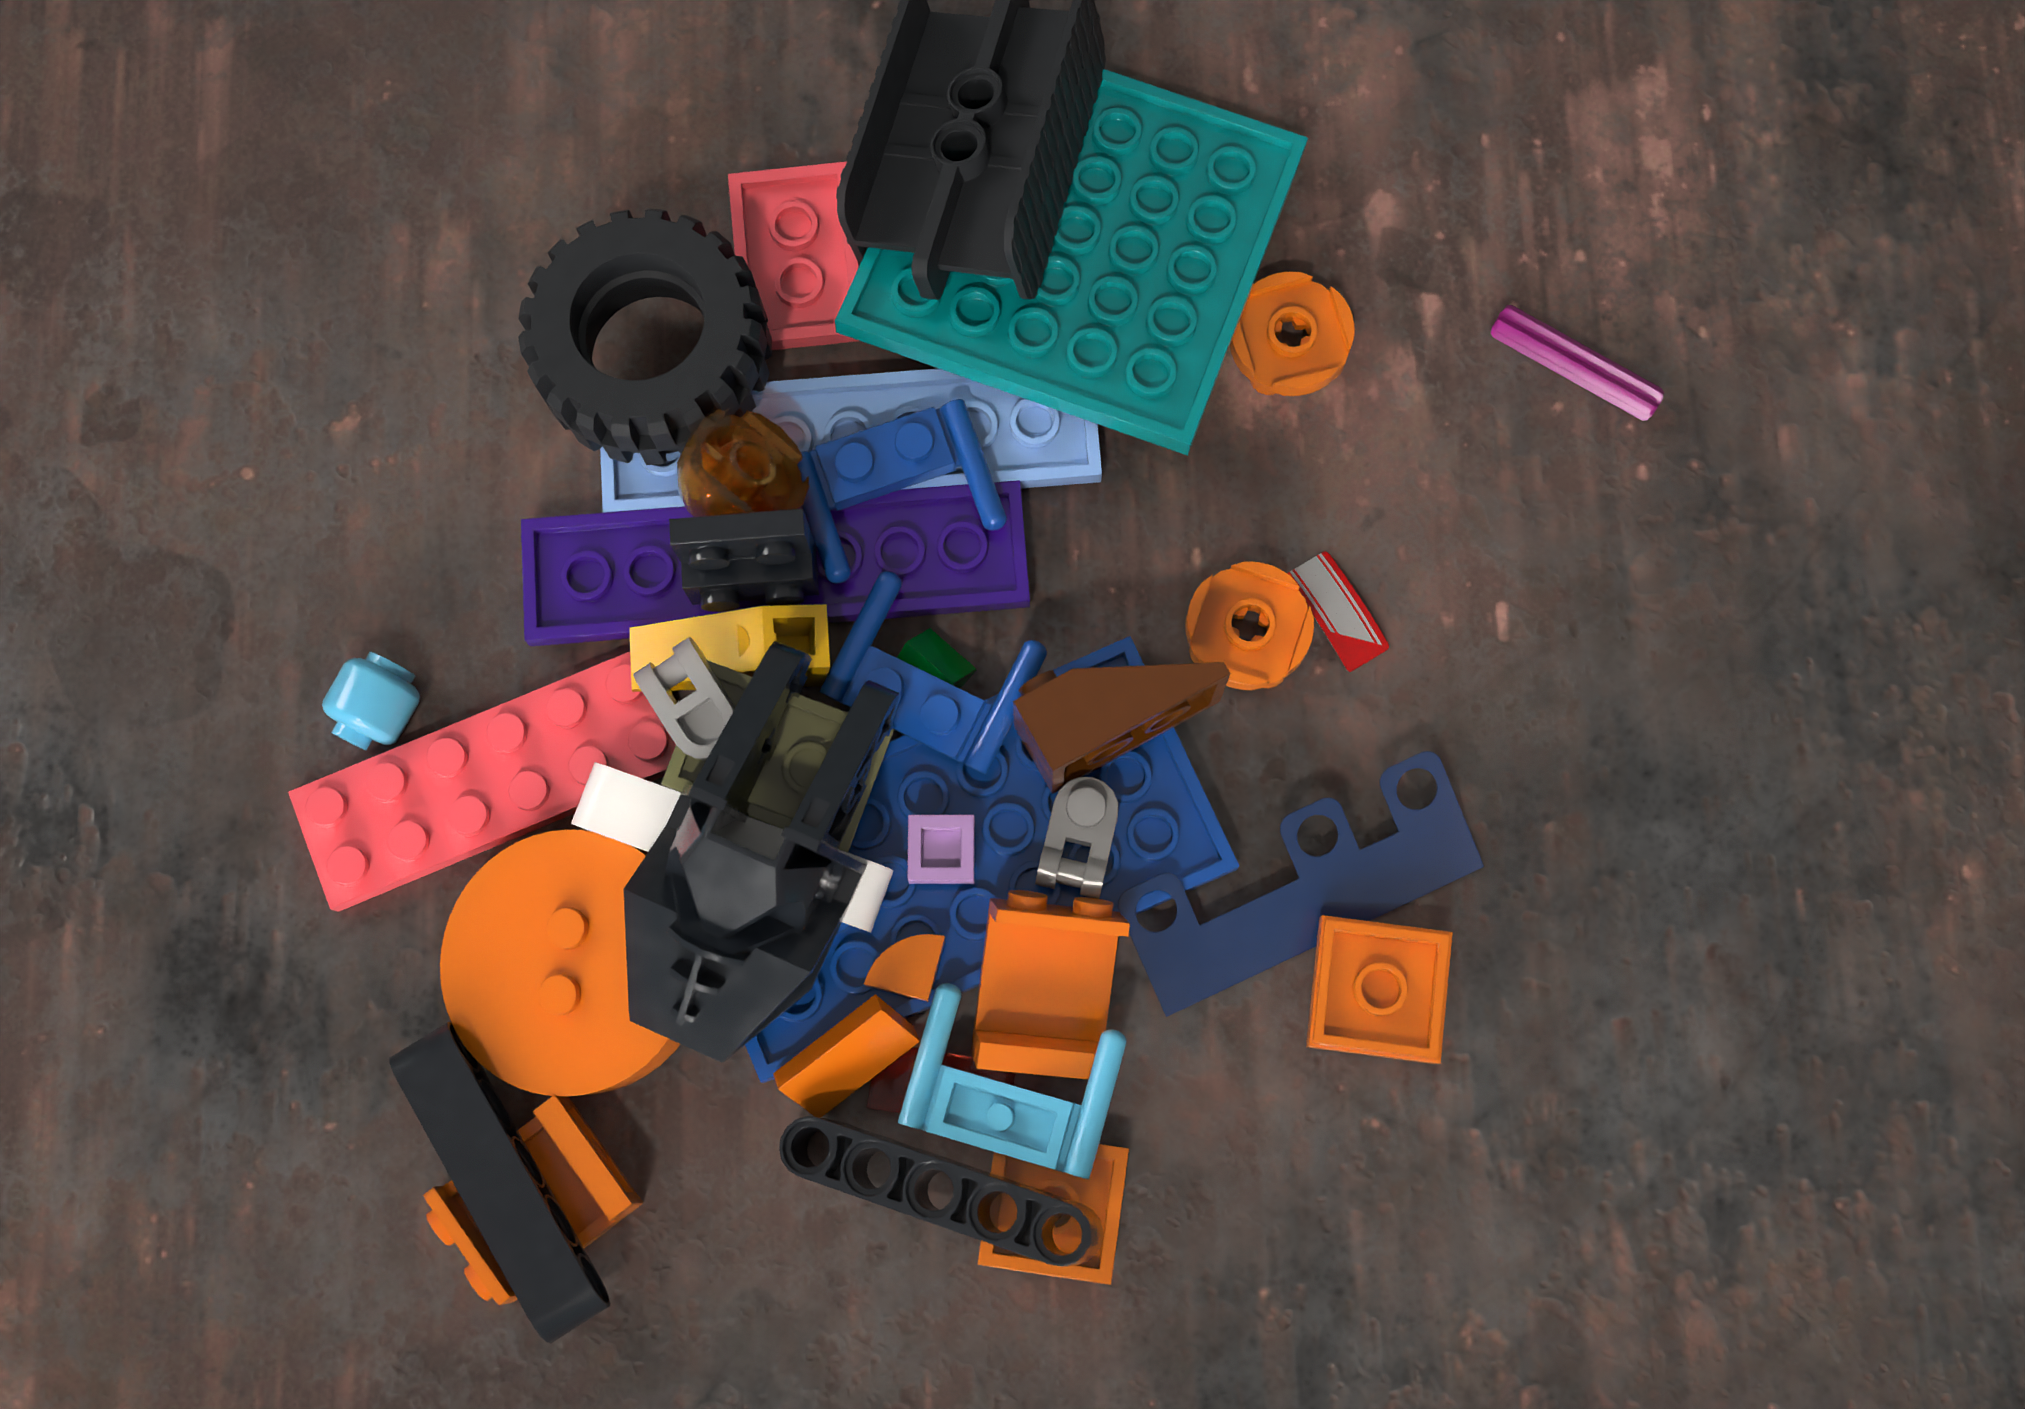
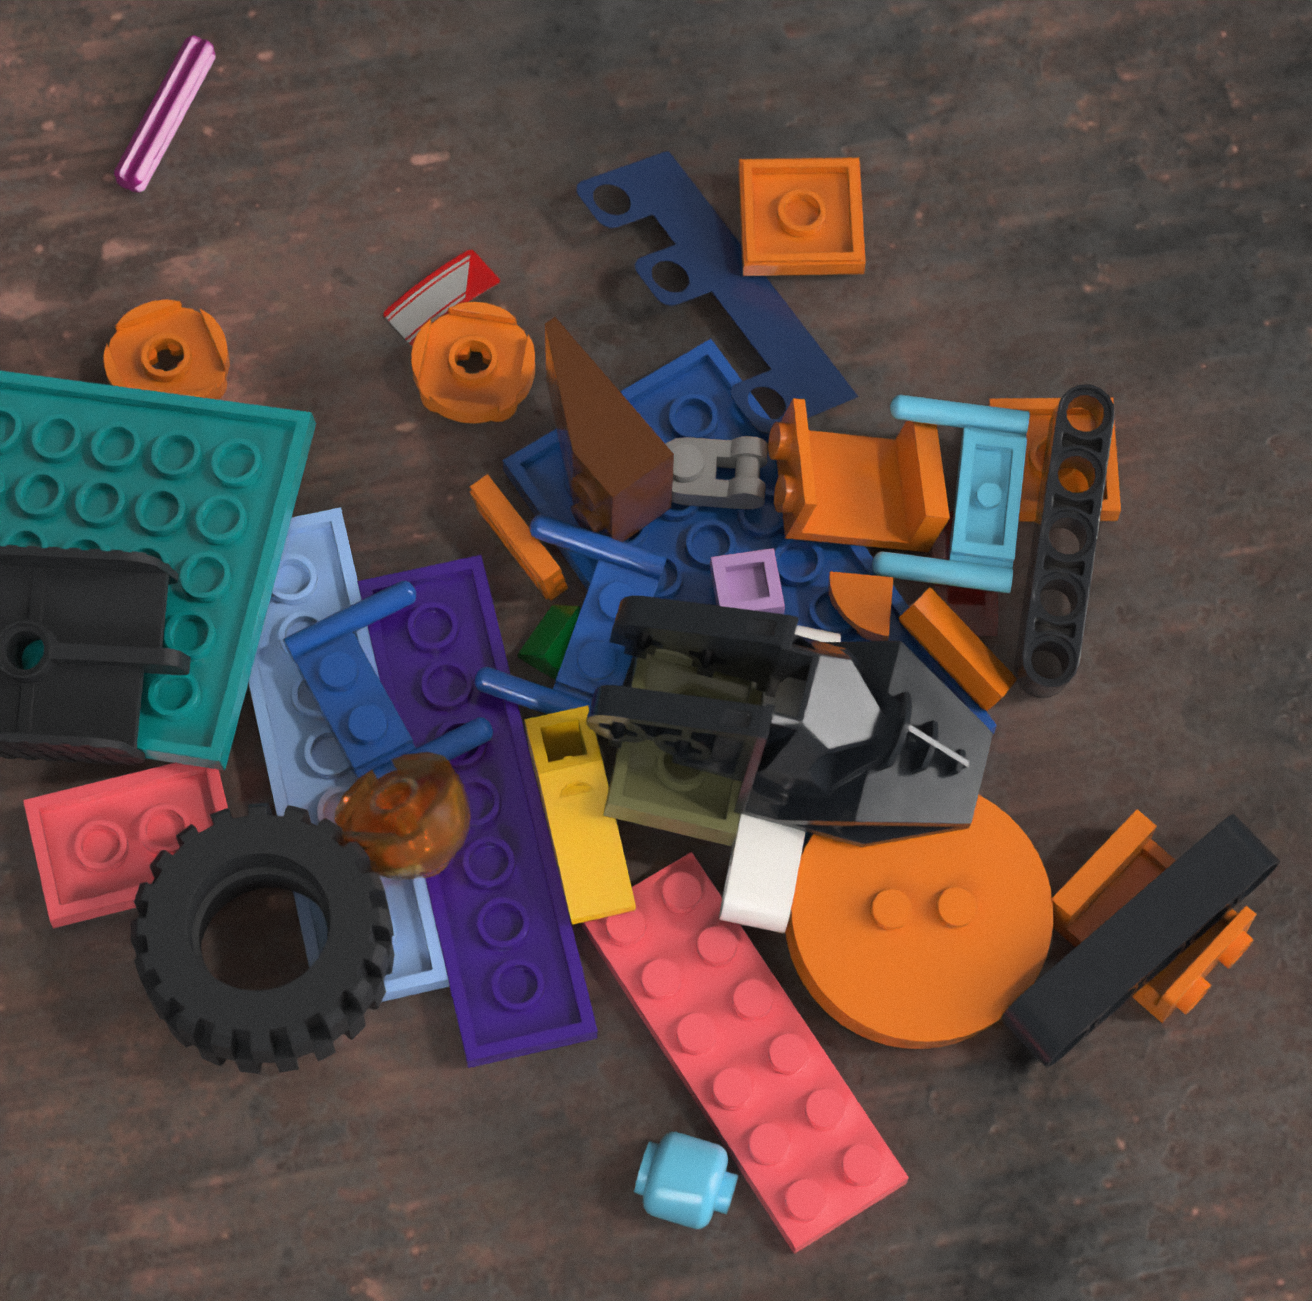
camera: 105 degrees left, 10 degrees down
(699, 717) = (675, 788): light grey plate -> none
(746, 558) = (493, 778): black plate -> none
(1058, 631) = (517, 538): none -> orange tile

